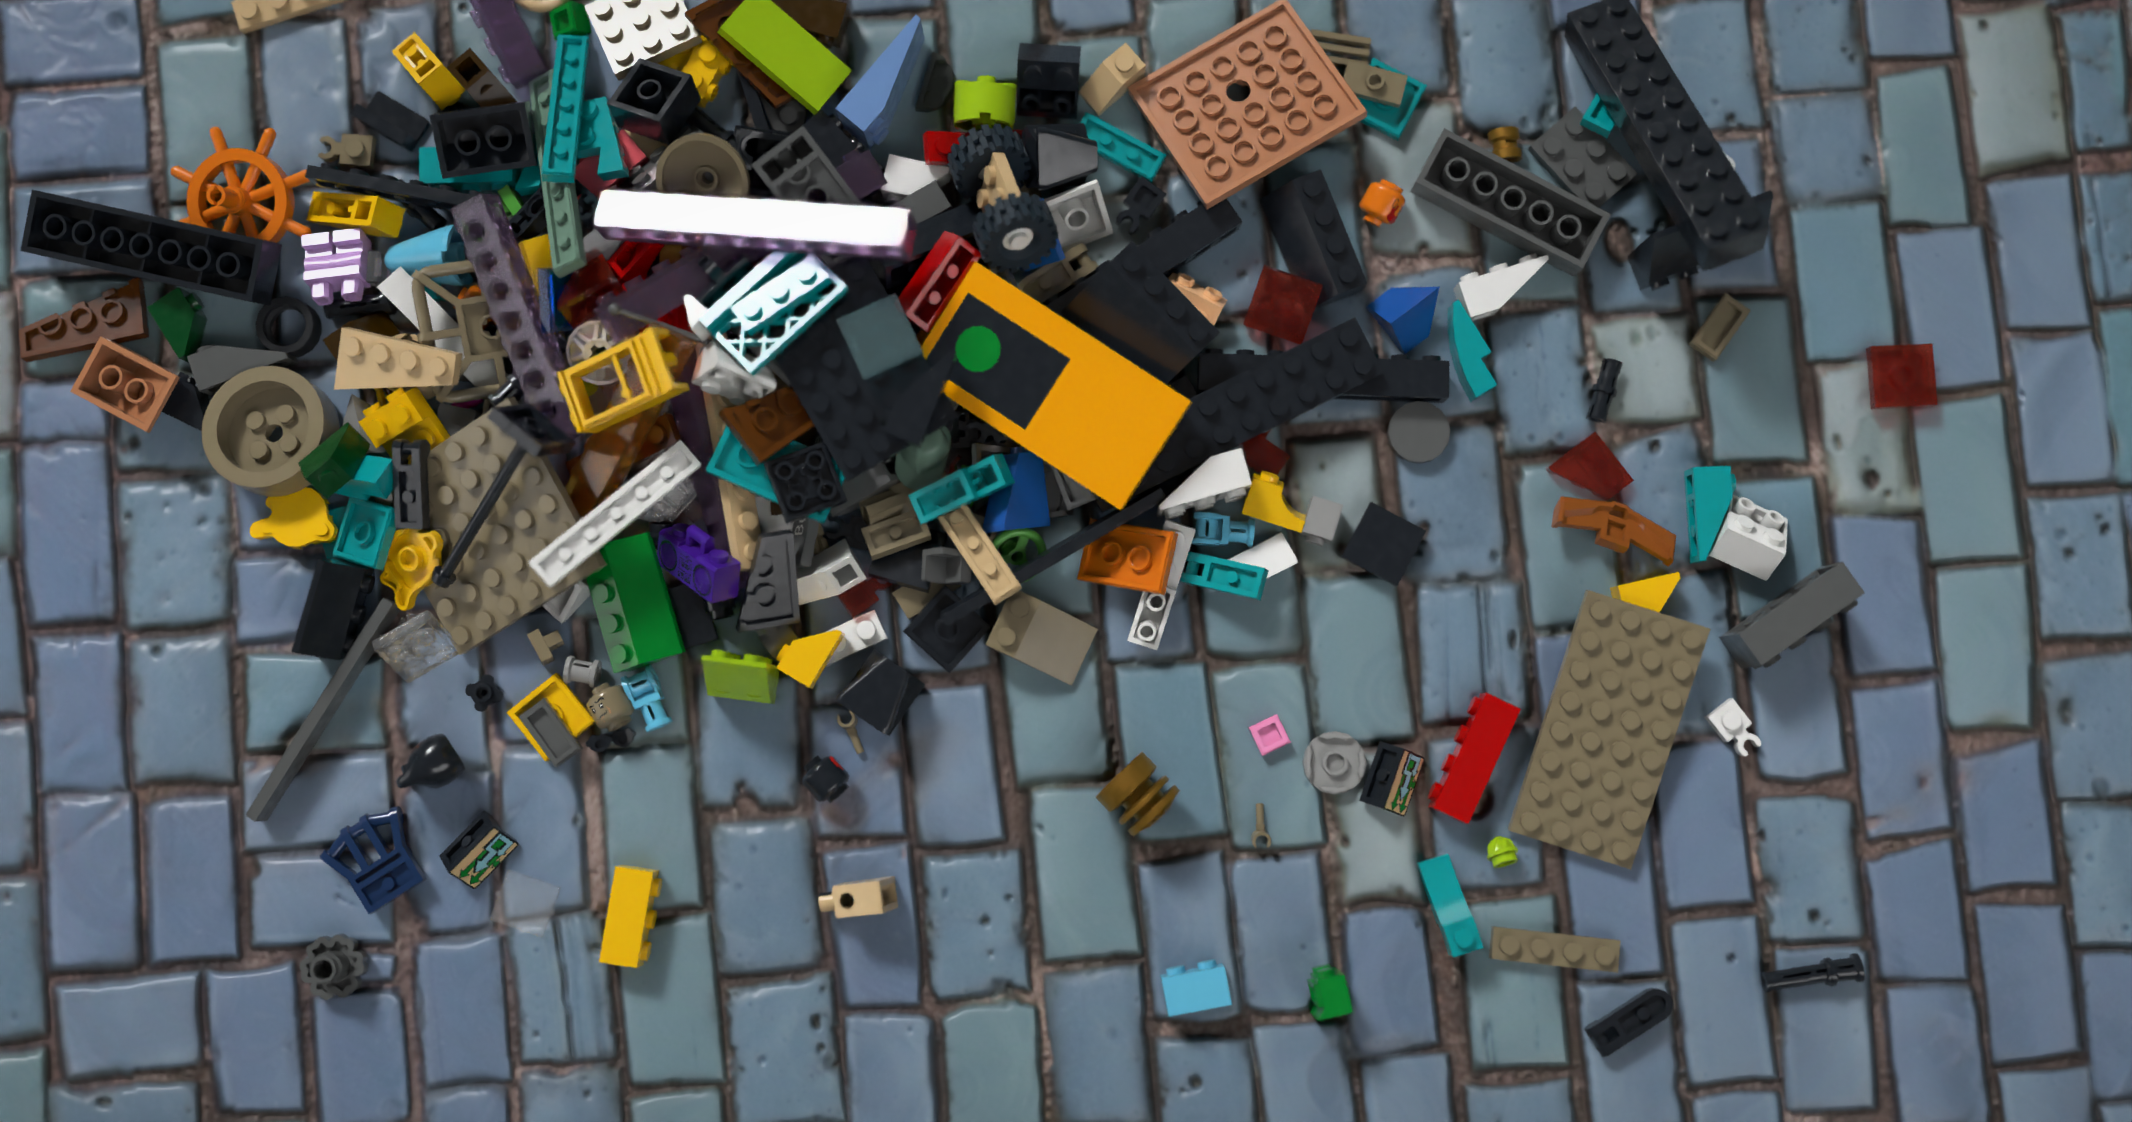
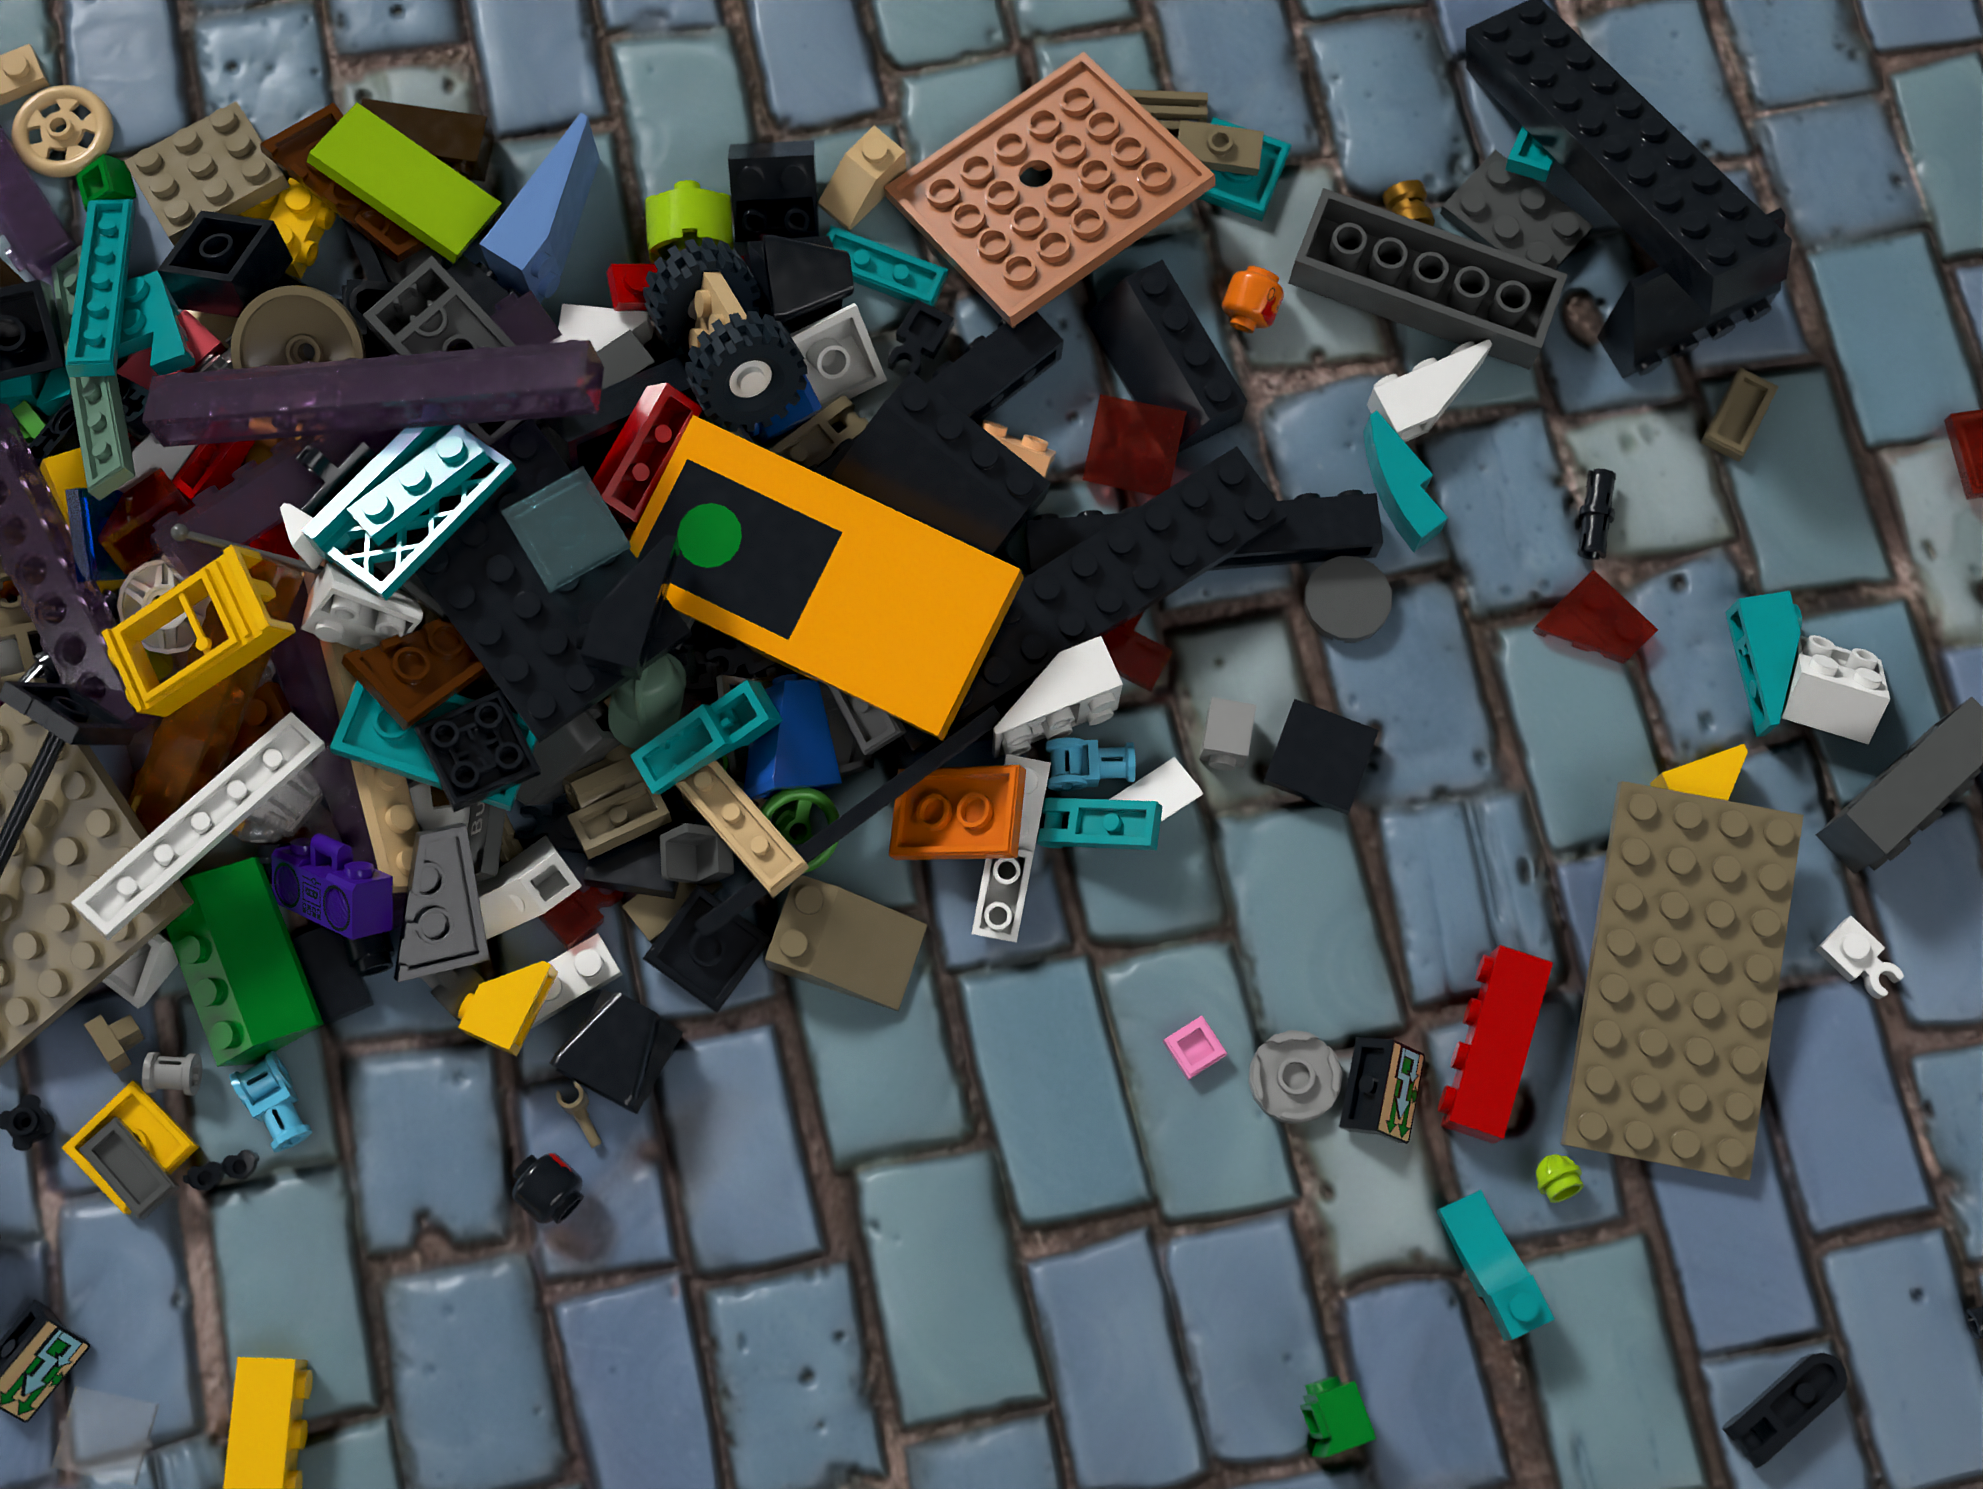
camera: 10 degrees left, 10 degrees down
(610, 707) = (216, 1120): dark tan head -> none
(739, 679) = (406, 1048): lime slope -> none
(869, 896) = (627, 1358): tan torso -> none
(937, 85) = (621, 214): pearl dark grey tile -> none
(1138, 794) = (1012, 1152): pearl gold wheel -> none
(1195, 988) = (1135, 1438): medium azure brick -> none
(1260, 826) = (1199, 1183): dark tan hand -> none
(1267, 503) = (1147, 715): yellow arch -> none
(1405, 314) = (1307, 442): blue slope -> none
(1554, 949) = (1658, 1313): dark tan plate -> none
(1615, 526) = (1644, 695): dark orange plate -> none

